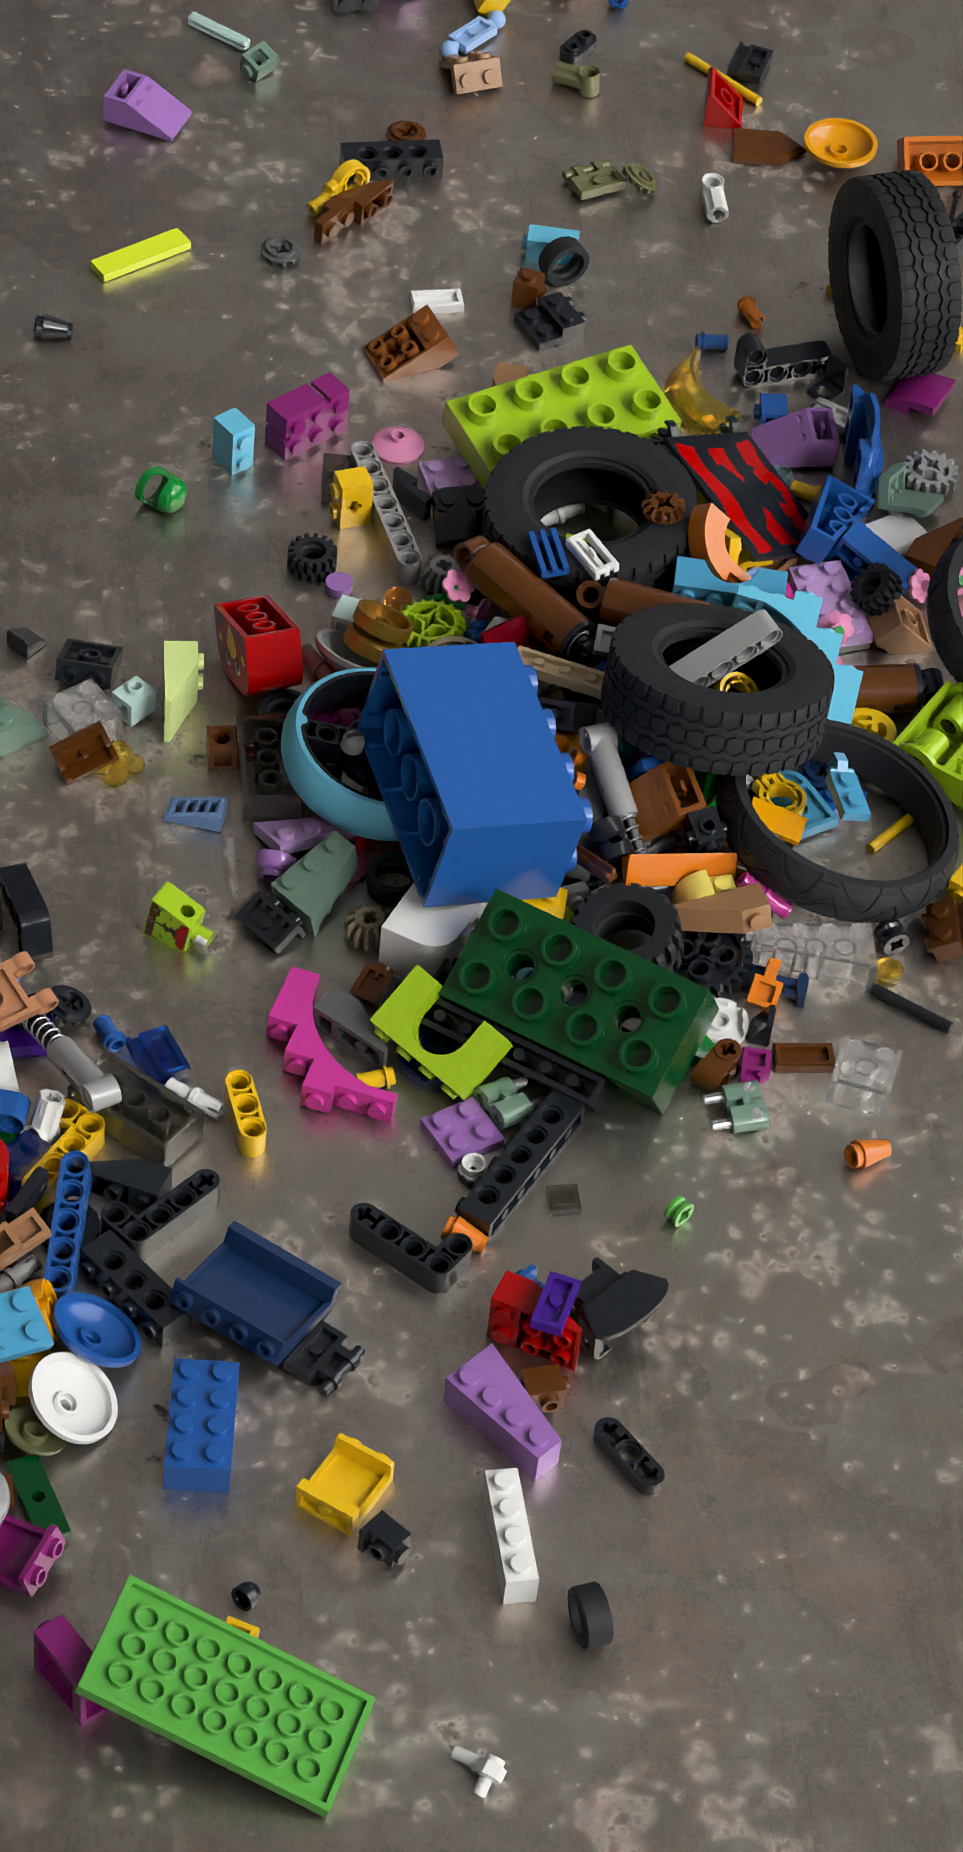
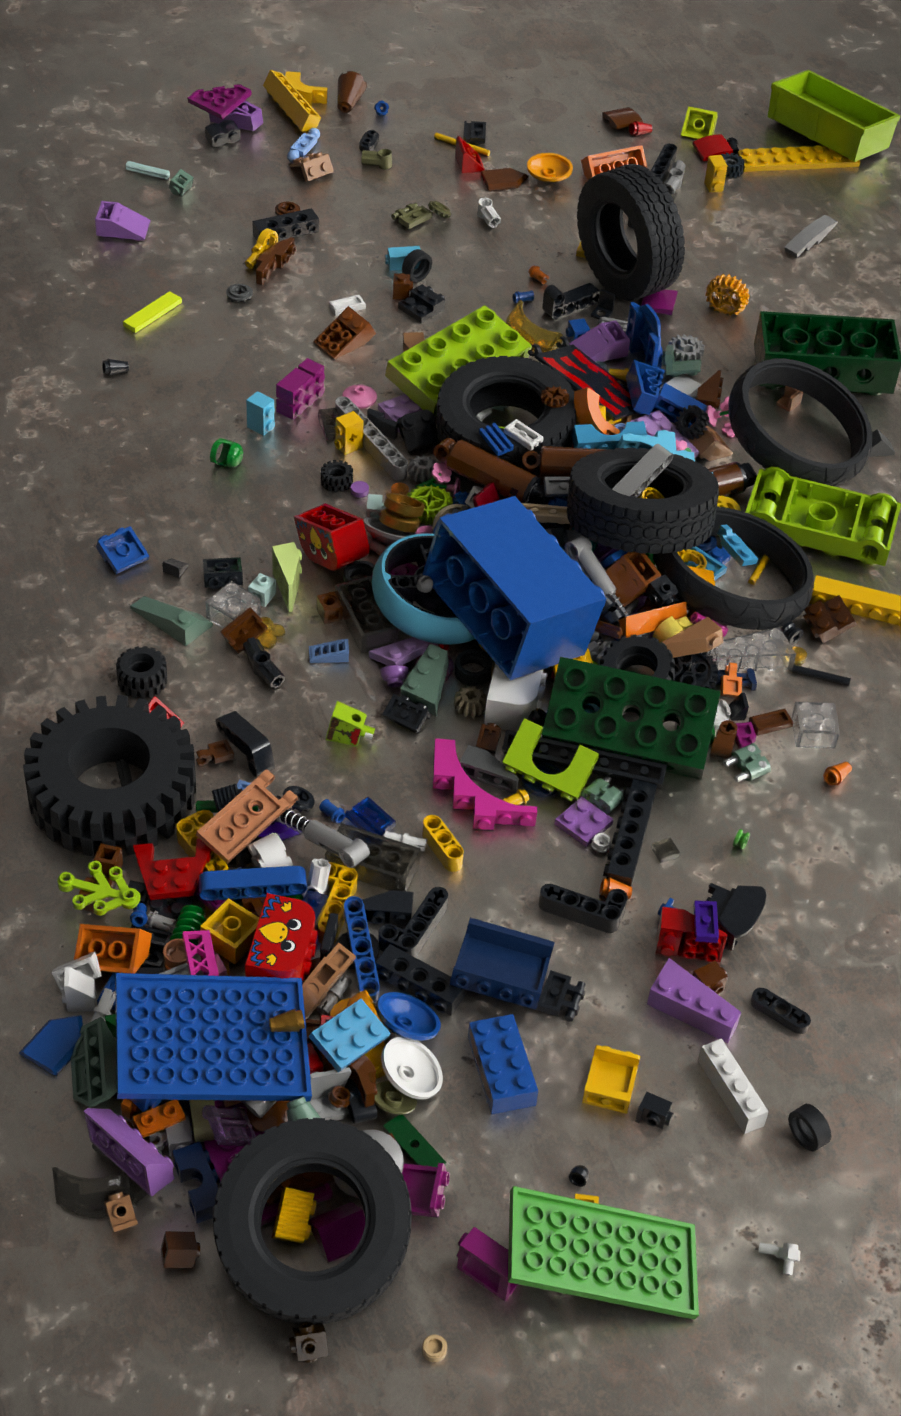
camera: 15 degrees left, 0 degrees up
(92, 806) = (262, 663): none -> black piece

